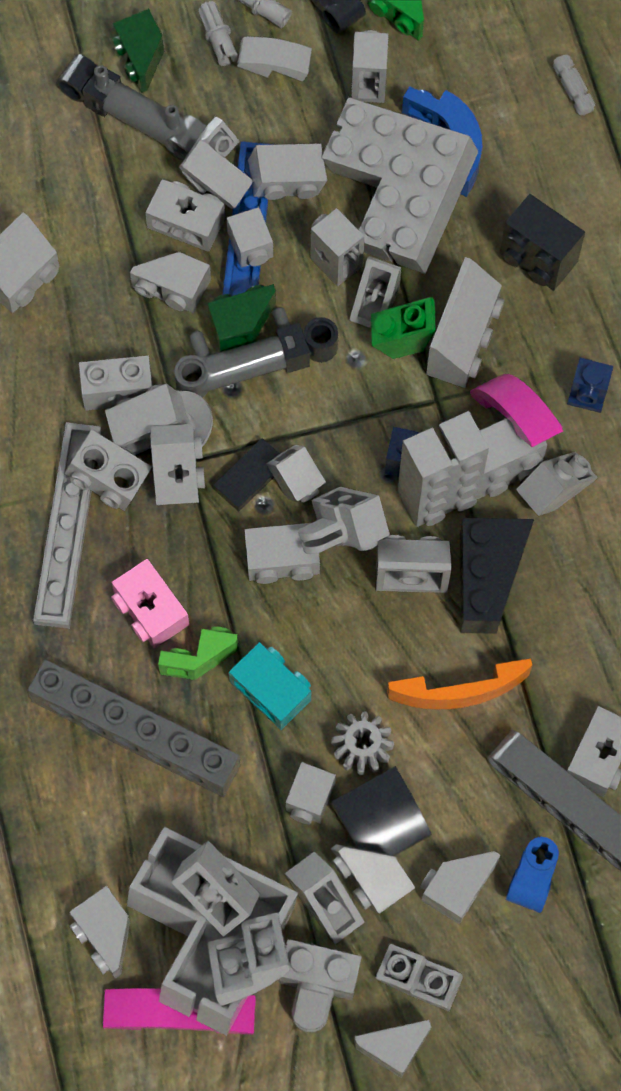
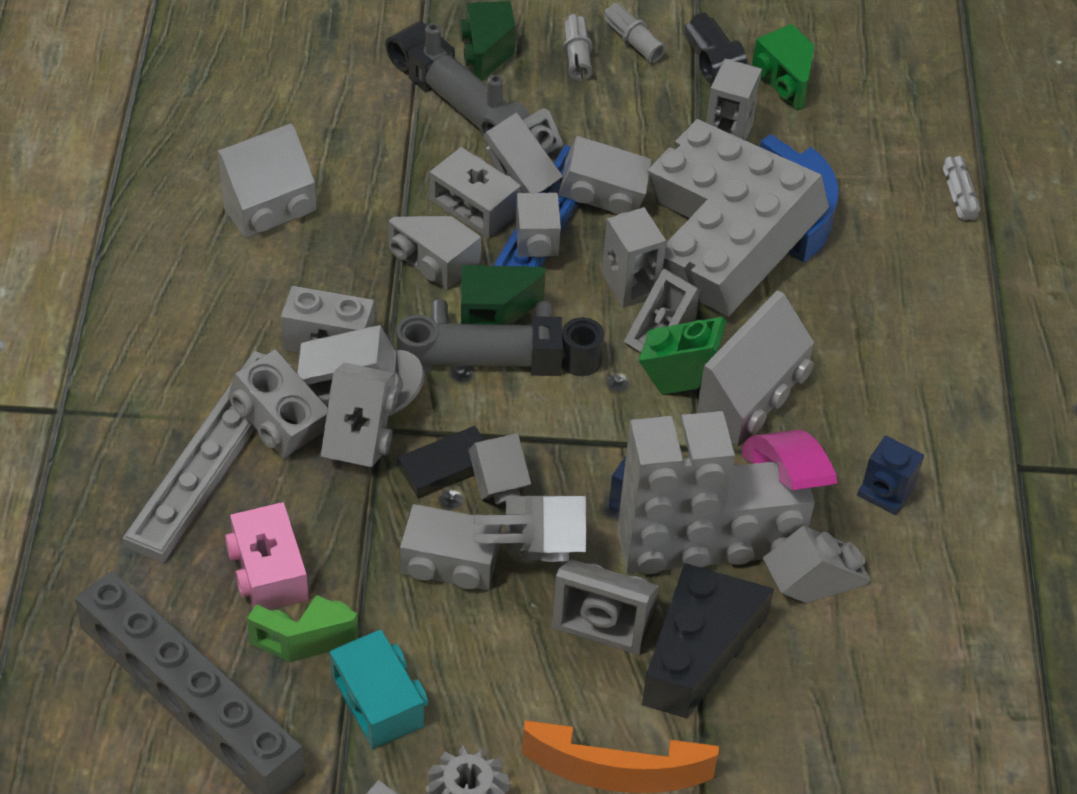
camera: 15 degrees right, 20 degrees down
(268, 54) = (618, 74): light grey slope -> none
(541, 242) = (876, 313): black brick -> none

